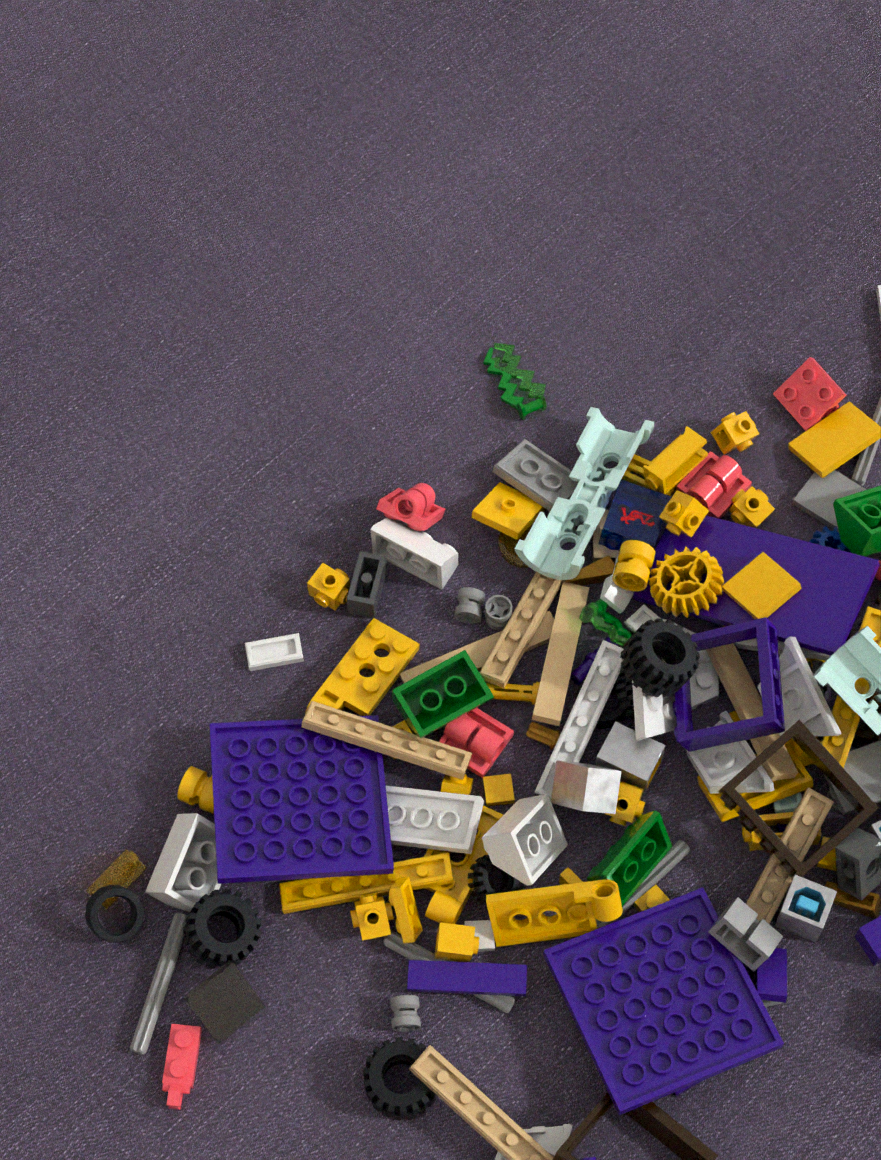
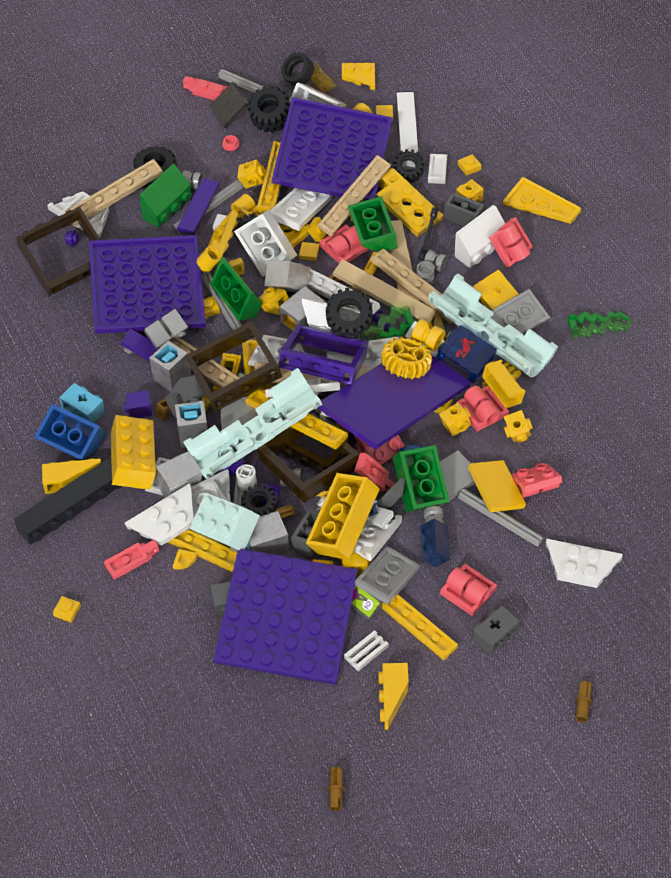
camera: 105 degrees right, 10 degrees down
(88, 821) = (359, 73): none -> yellow wing
(172, 759) = (385, 110): none -> yellow tile
(198, 714) = (407, 125): none -> white tile
(254, 609) = (469, 164): none -> yellow plate
(281, 695) = (411, 156): none -> black tyre
(302, 980) = (230, 143): none -> coral plate
(308, 497) = (540, 201): none -> yellow wing
(403, 901) = (248, 184): yellow plate -> none
(452, 624) = (434, 211): none -> black piece
(456, 942) = (219, 202): yellow brick -> none
(465, 1036) = (164, 196): none -> green slope
(683, 514) = (457, 370): yellow brick -> none
(761, 587) = (385, 388): yellow tile -> none

